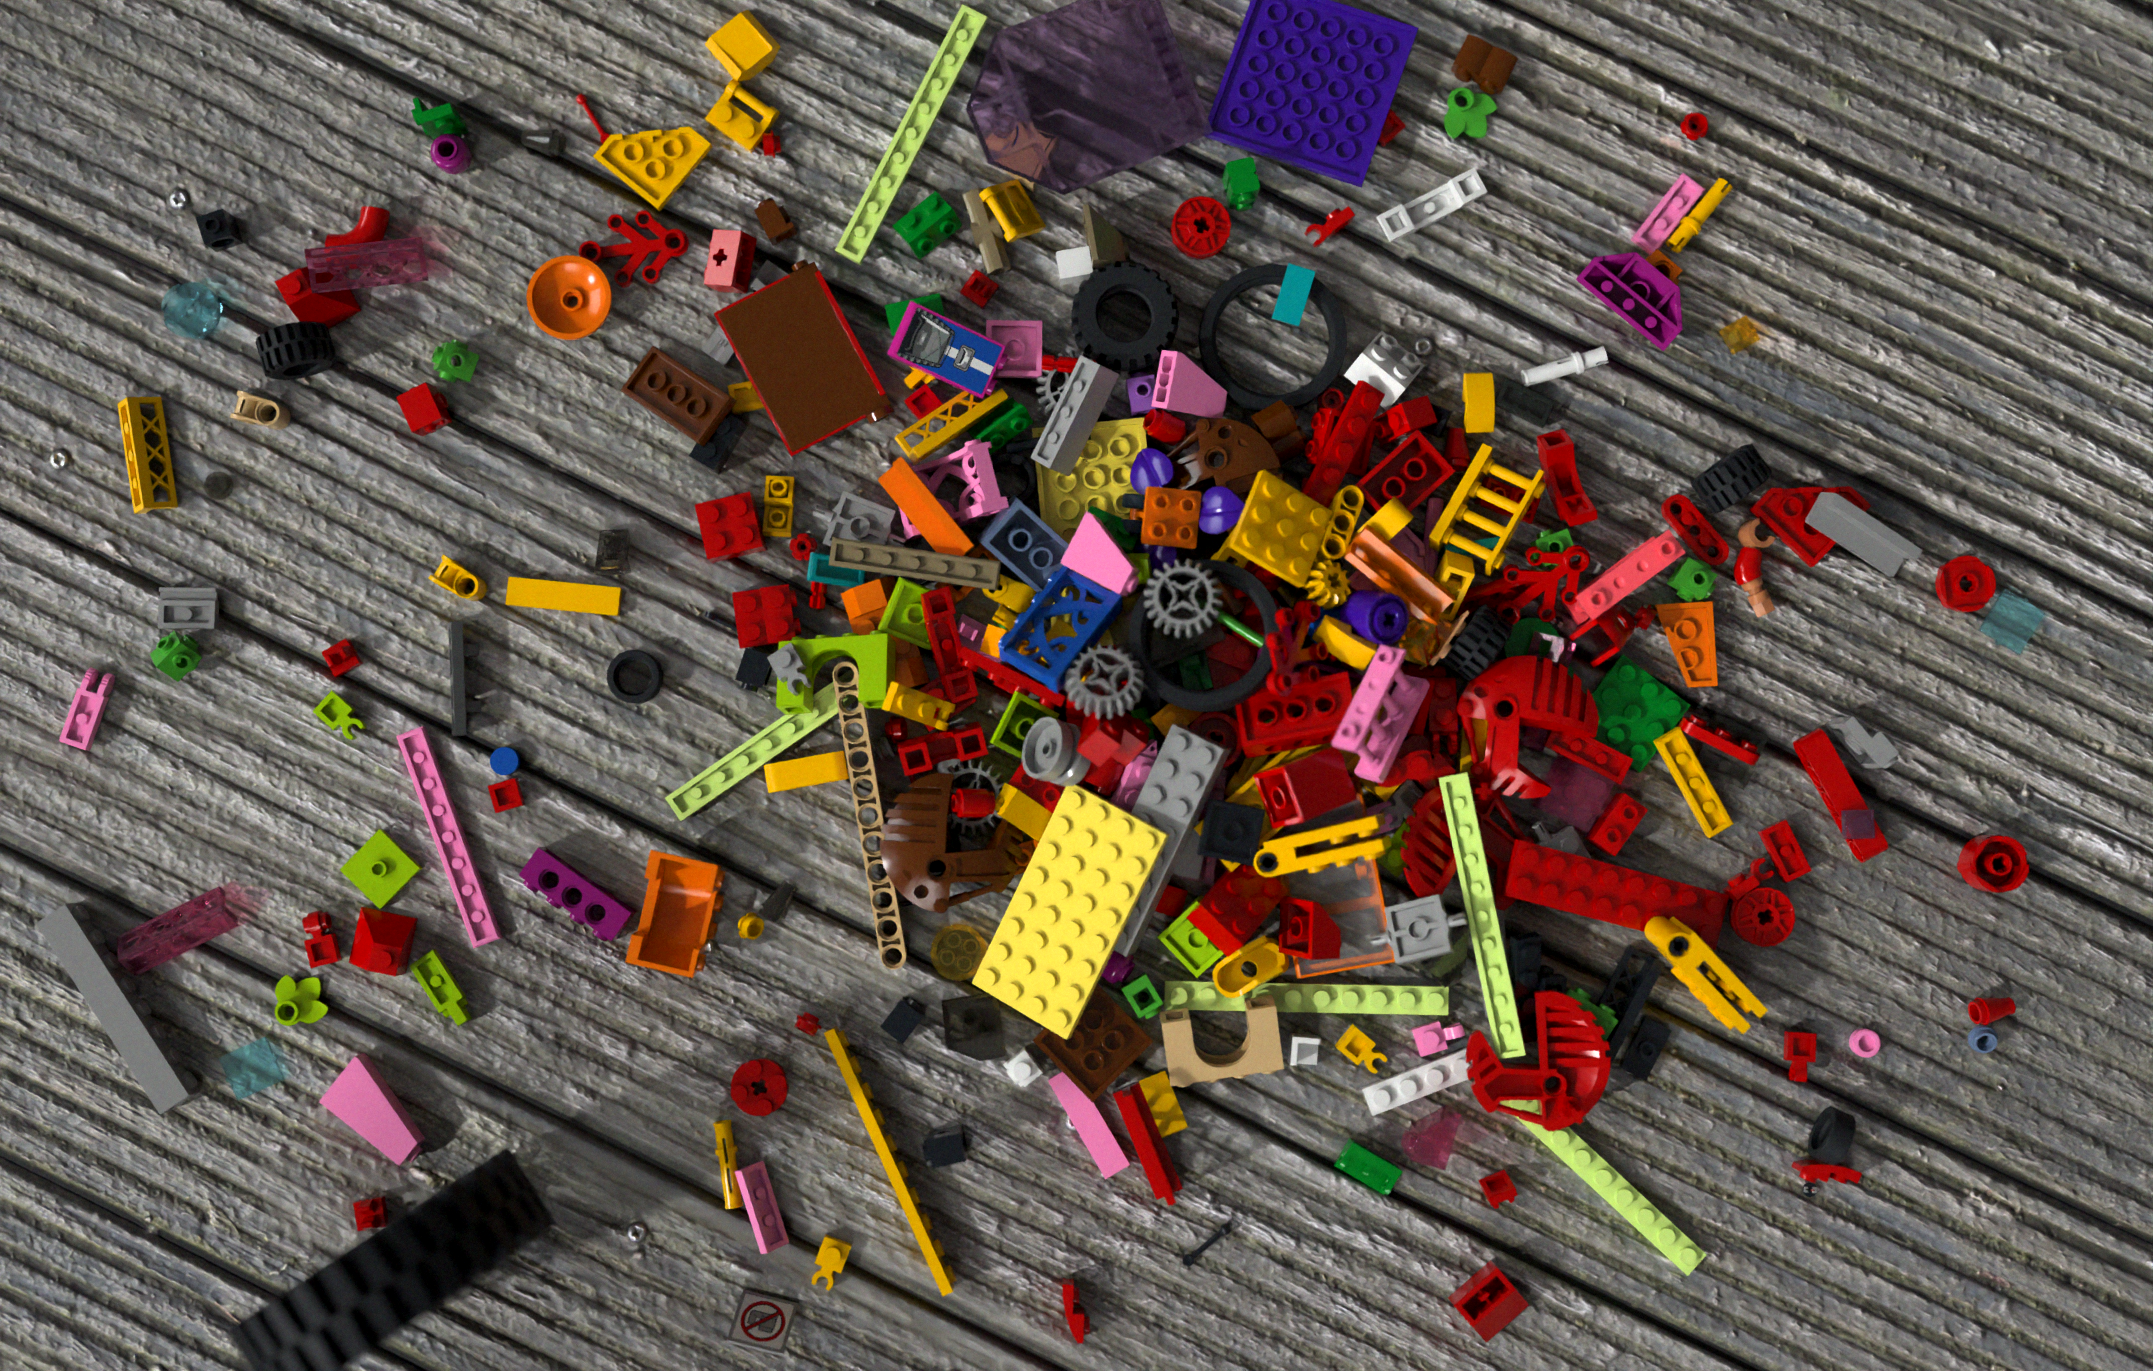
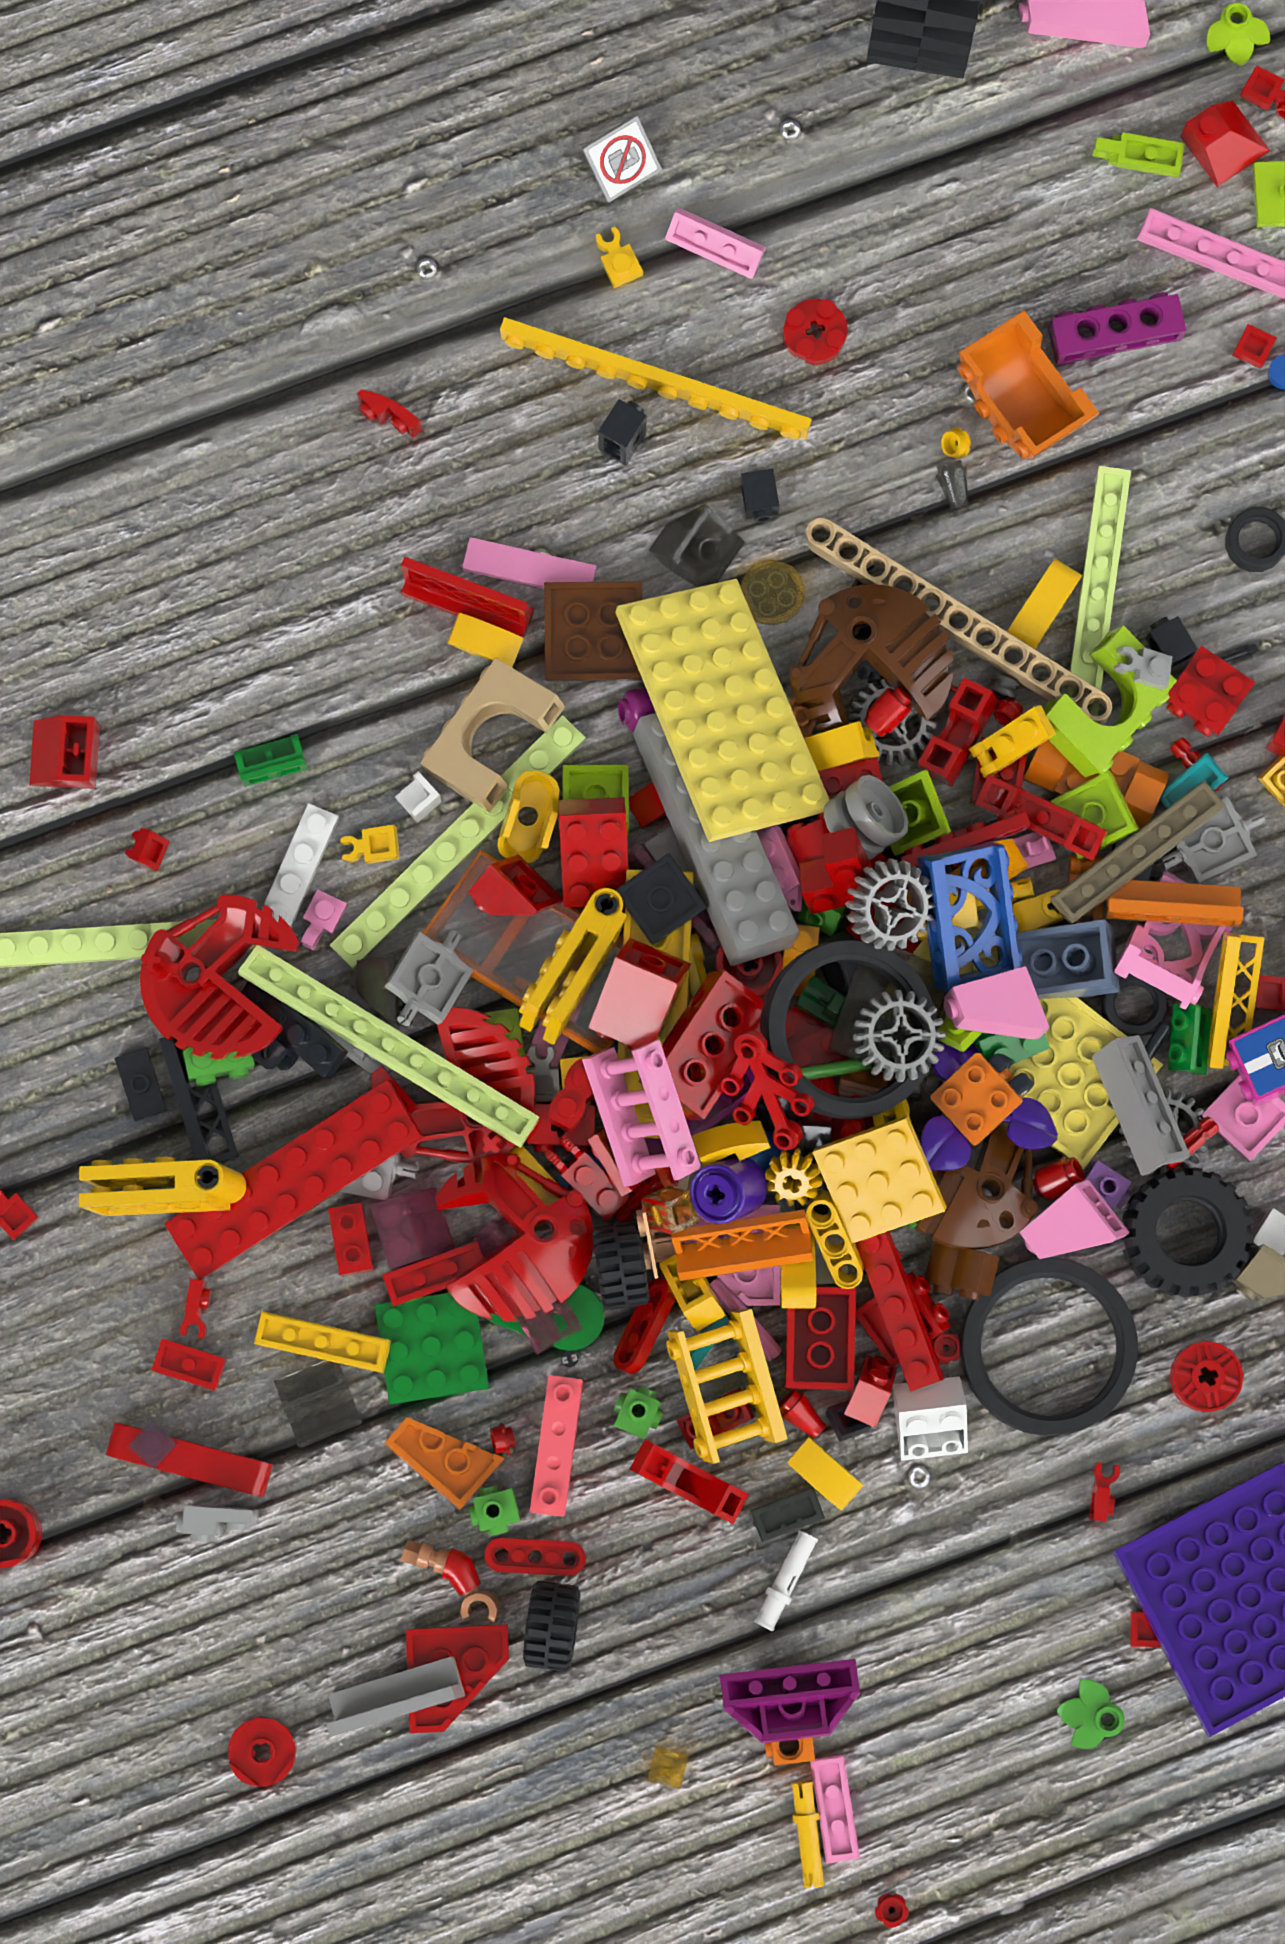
camera: 135 degrees right, 5 degrees down
(724, 1130) = (787, 255): yellow pin -> none
(802, 539) = (1247, 774): red plate -> none
(808, 1024) = (830, 416): red plate -> none
(1023, 1067) = (626, 555): white brick -> none
(1142, 984) = (601, 699): bright green brick -> none
(1188, 1259) = (337, 545): black hinge -> none
(1241, 184) = (1212, 1444): green brick -> none
(1293, 295) = (1072, 1396): teal tile -> none
(1432, 206) = (1038, 1599): white slope -> none
(1432, 1137) = (245, 828): clear pink slope -> none
(1483, 65) = (1122, 1770): reddish brown brick -> none
(1545, 581) = (618, 1376): red plant -> none
(1612, 626) = (522, 1389): red piece -> none
(1720, 739) = (337, 1397): red plate -> none
(1778, 920) = (137, 1280): red wheel -> none
(2011, 621) = (189, 1763): clear light blue piece -> none

